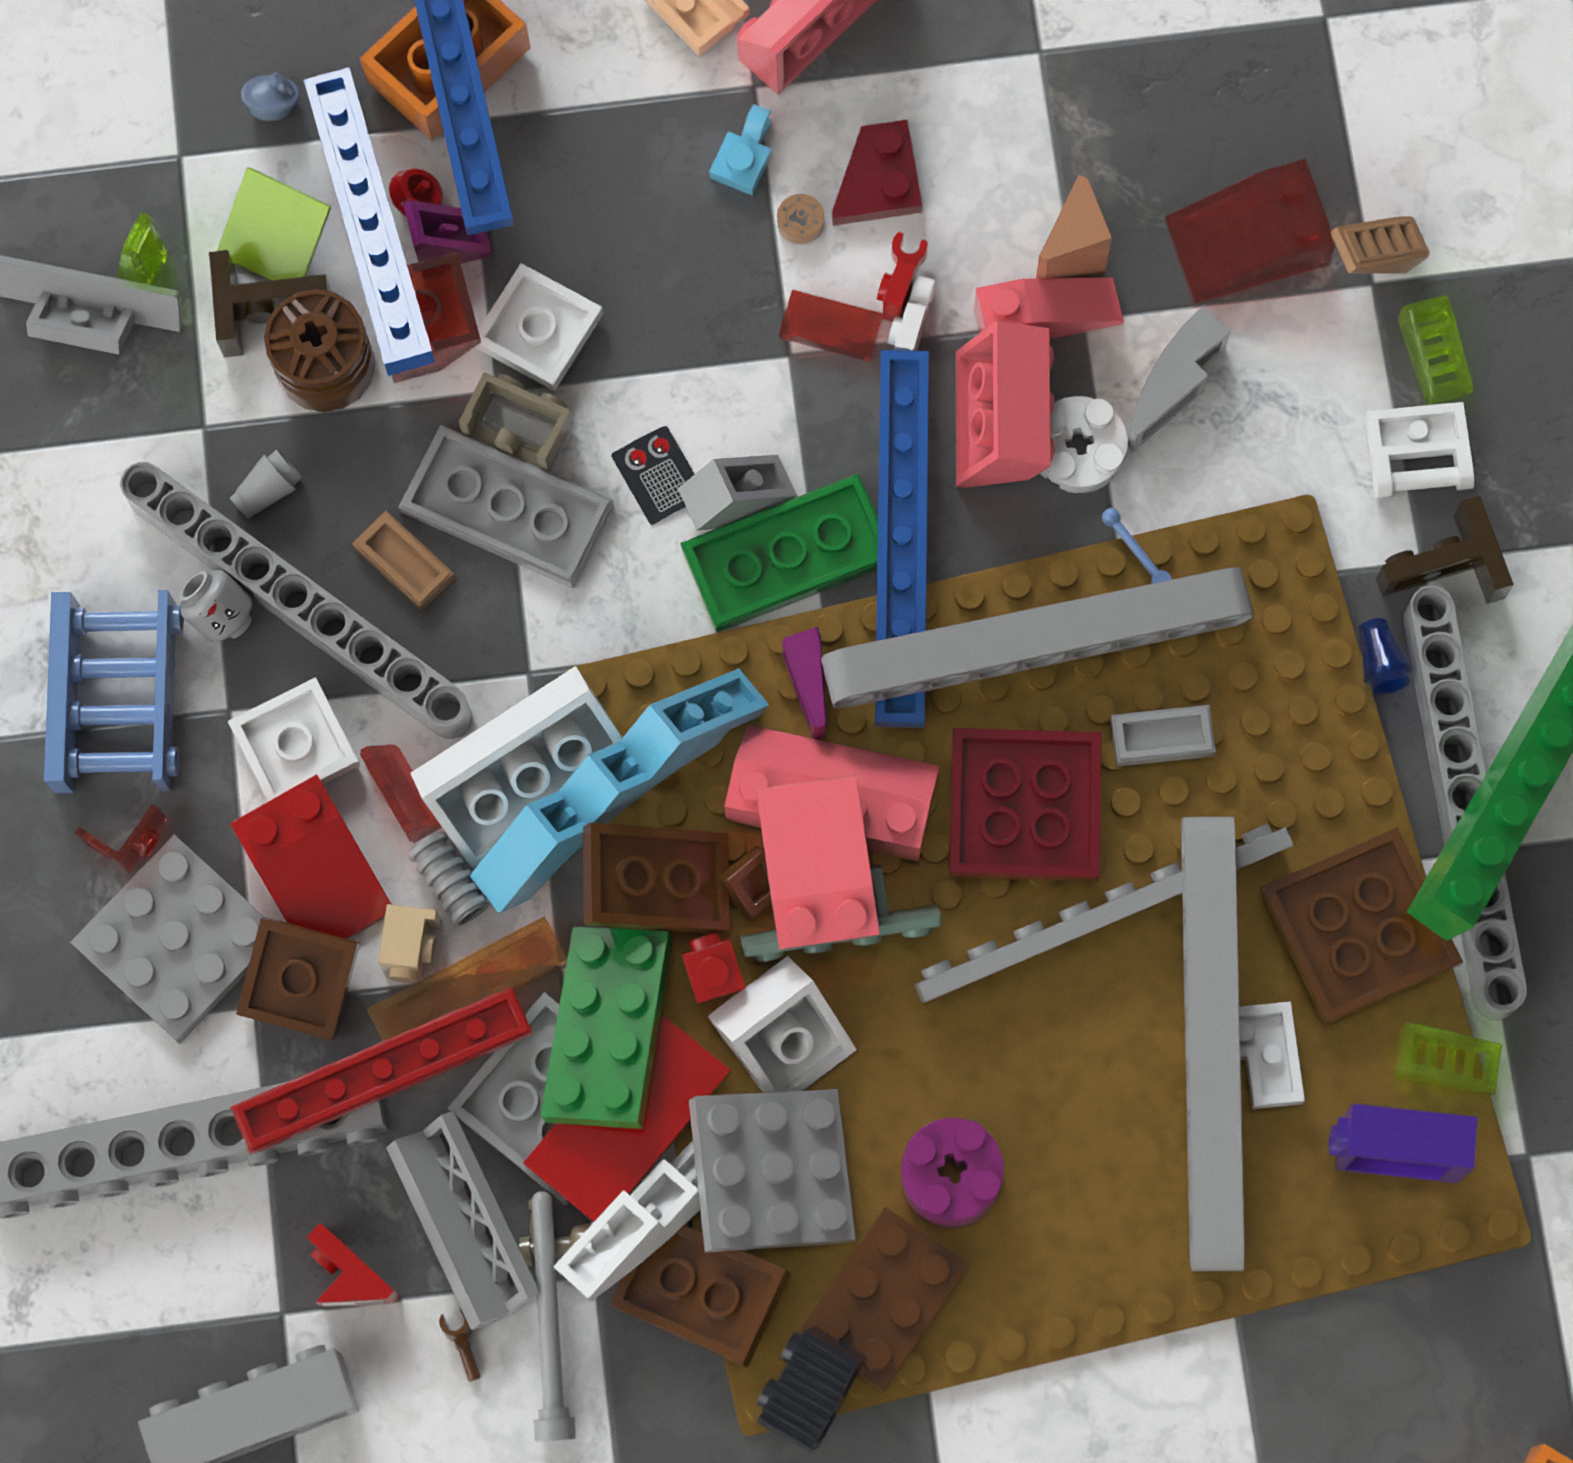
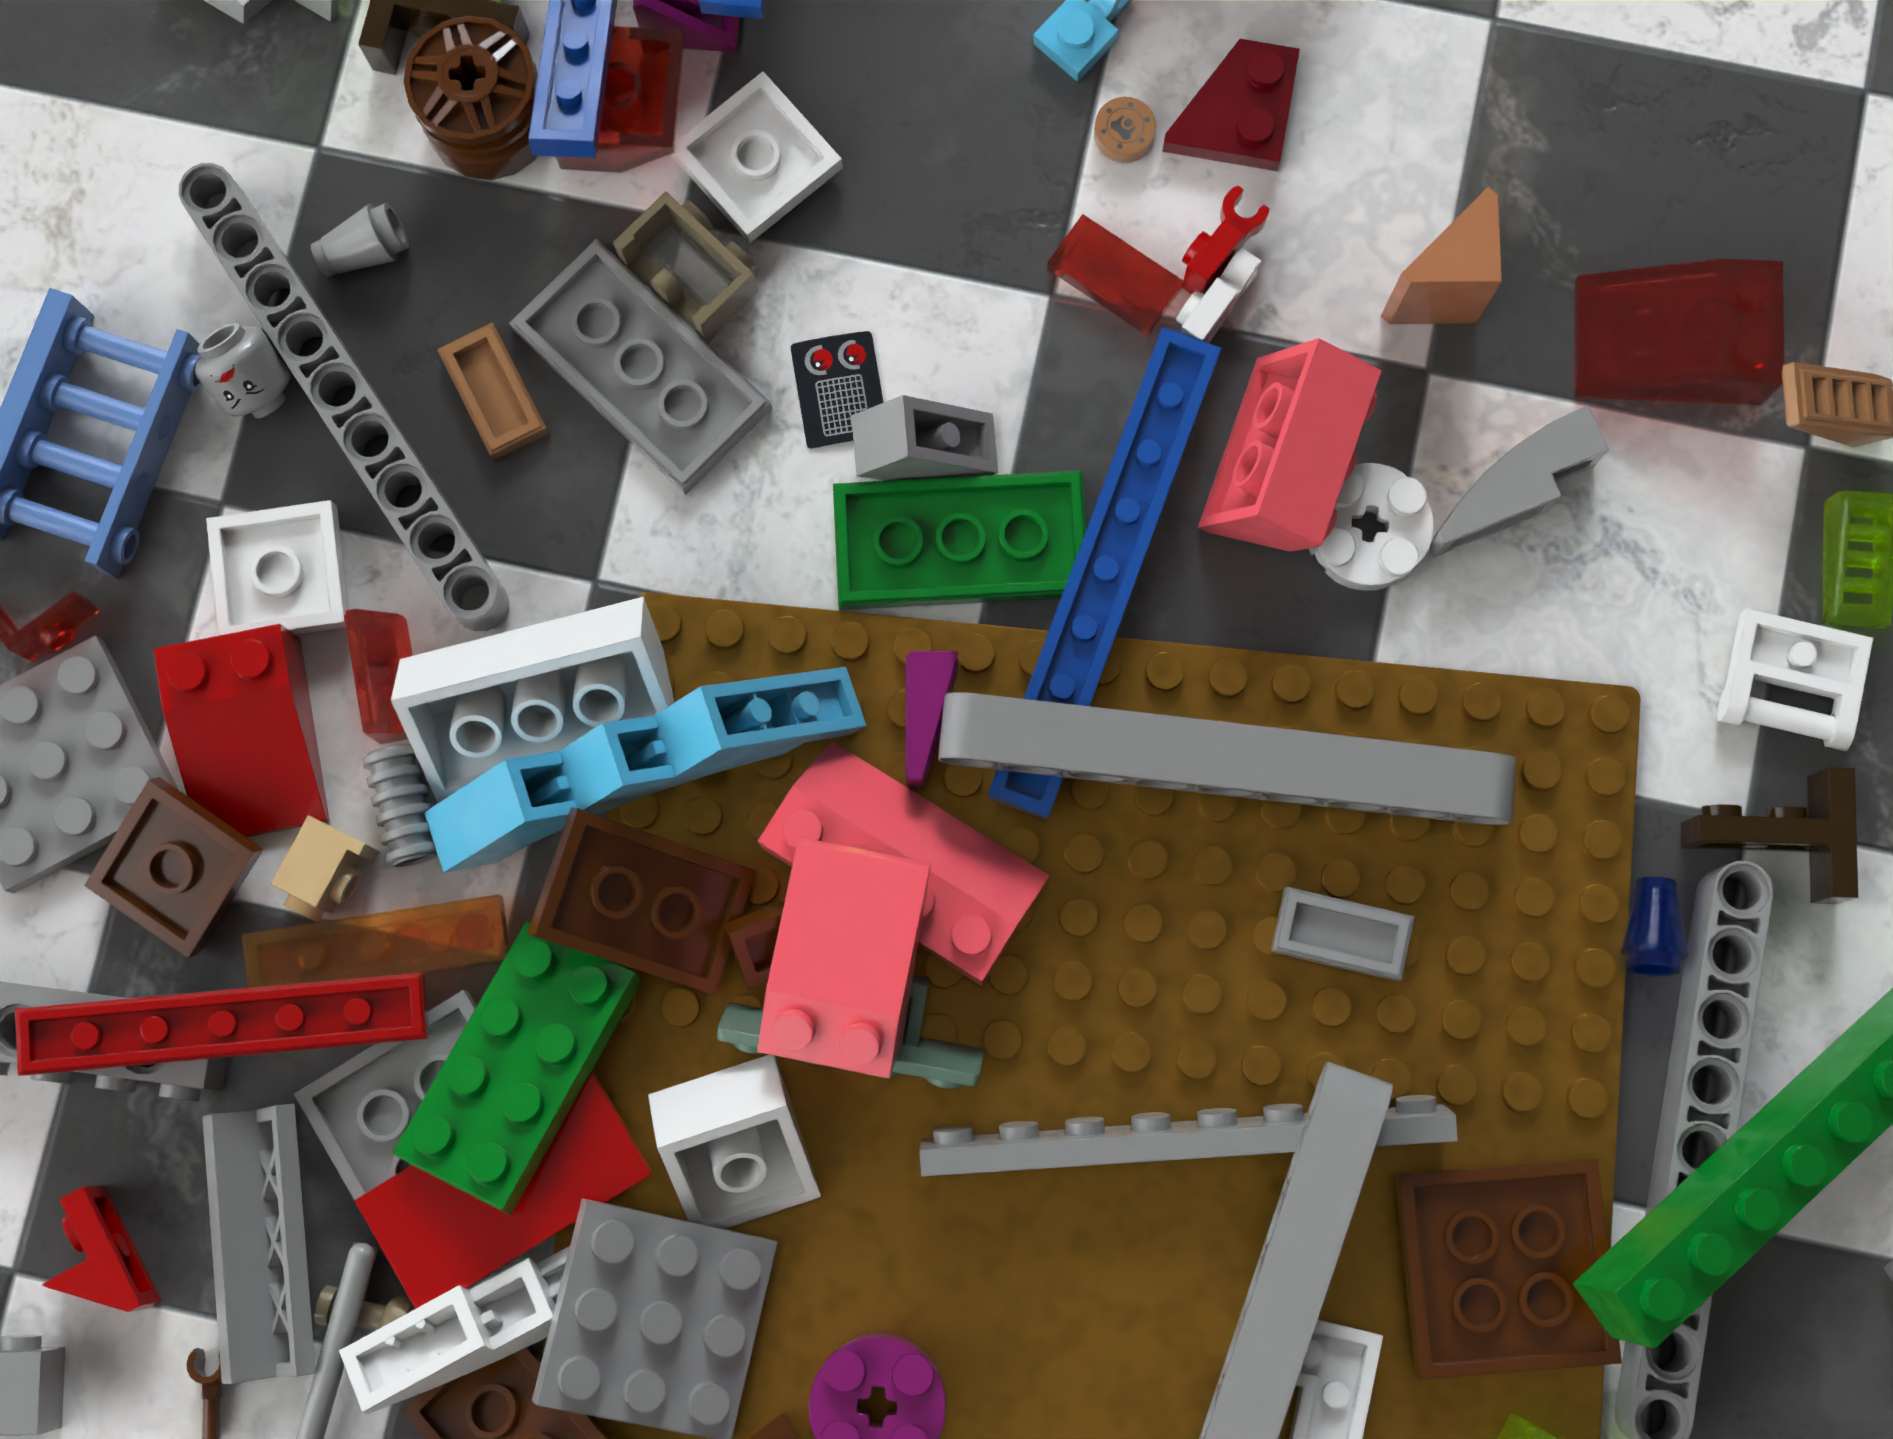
camera: 20 degrees right, 5 degrees up
(712, 967) = (674, 1038): red brick -> none
(1025, 804) = (1138, 964): dark red plate -> none
(1059, 304) = (1397, 339): coral slope -> none
(1111, 518) = (1376, 634): medium blue hinge -> none

